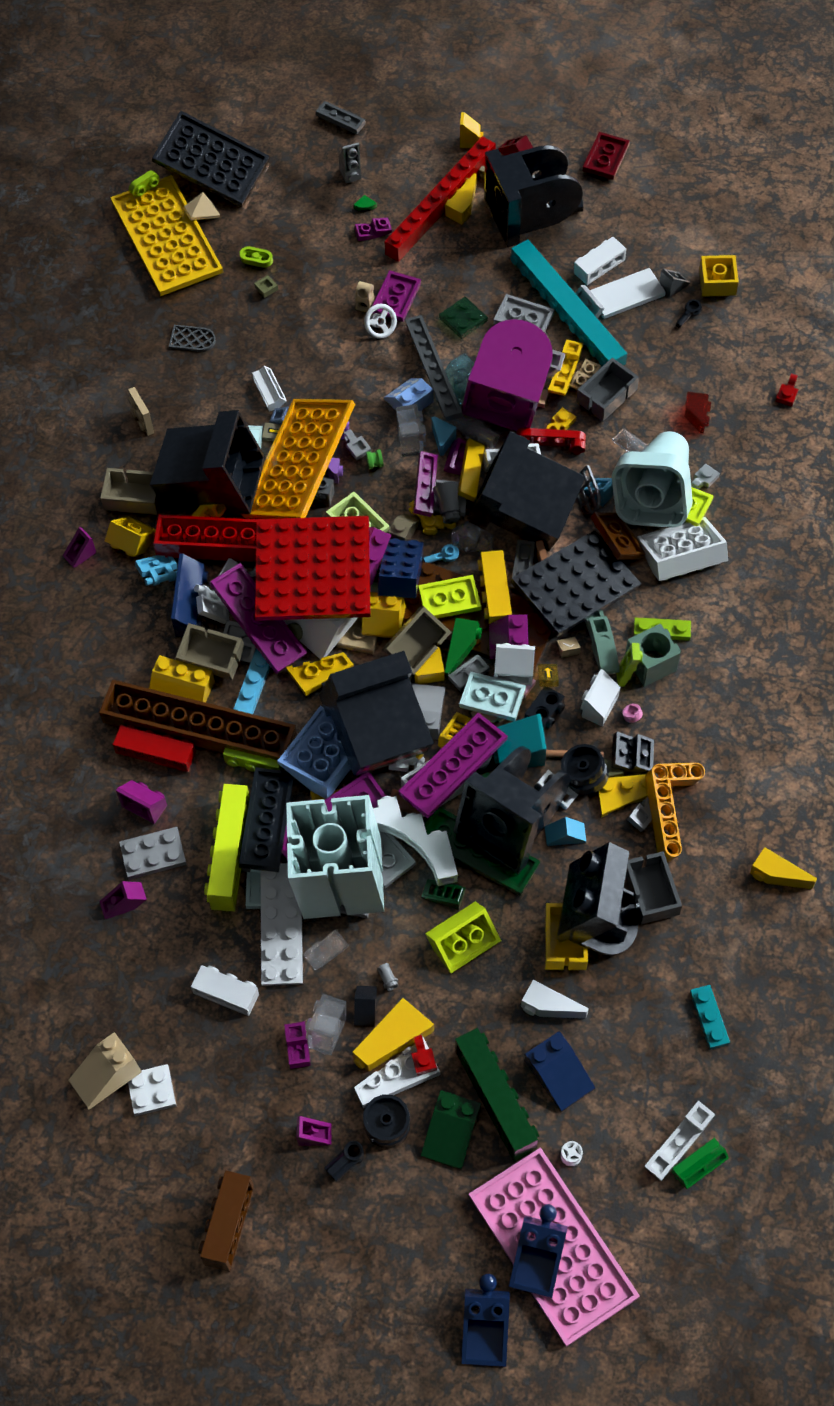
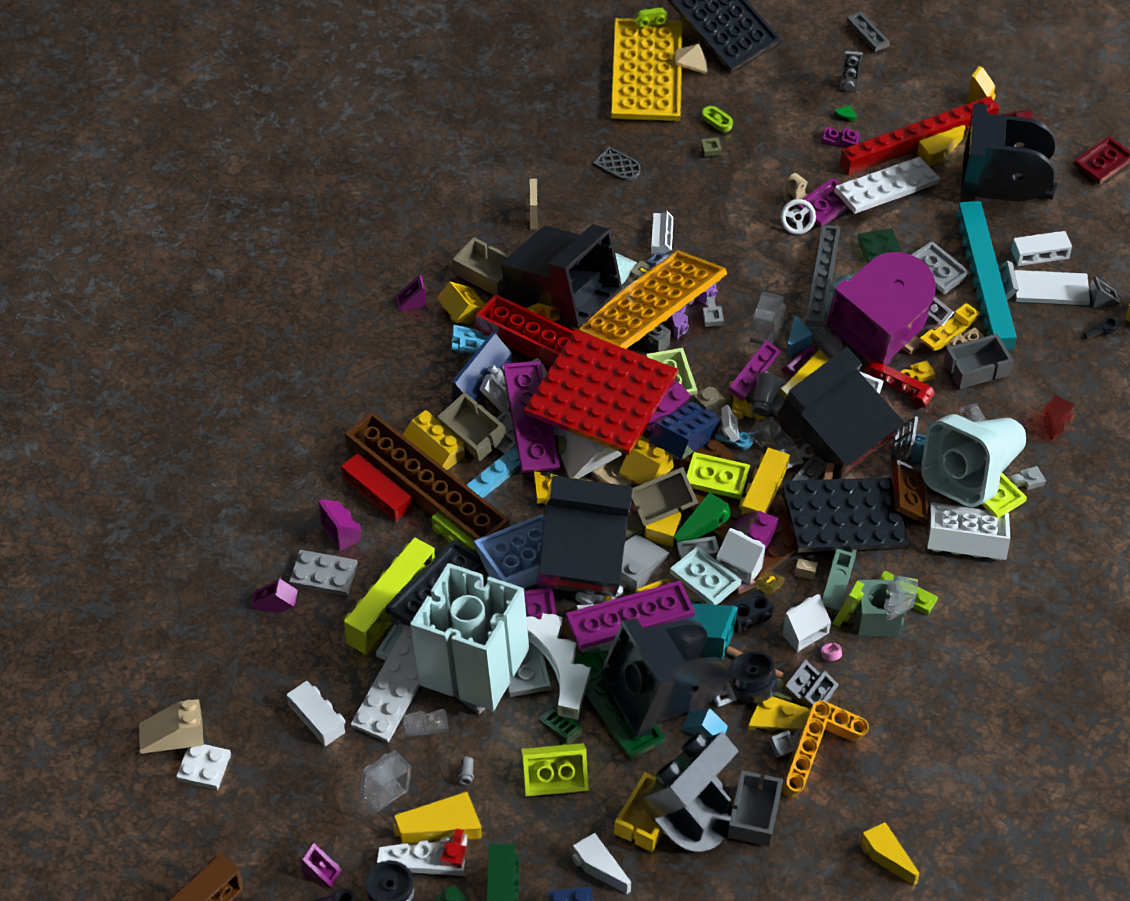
camera: 25 degrees right, 10 degrees down
(297, 1045) = (349, 795): magenta slope -> none
(365, 1006) = (431, 785): black slope -> none
(374, 459) = (721, 331): bright green wheel -> none
(411, 392) = (794, 290): light blue slope -> none
(431, 542) = (730, 424): none -> white plate
(438, 257) = (887, 185): none -> white plate
(502, 544) = (796, 455): none -> light grey plate
(672, 637) = (902, 596): none -> clear slope

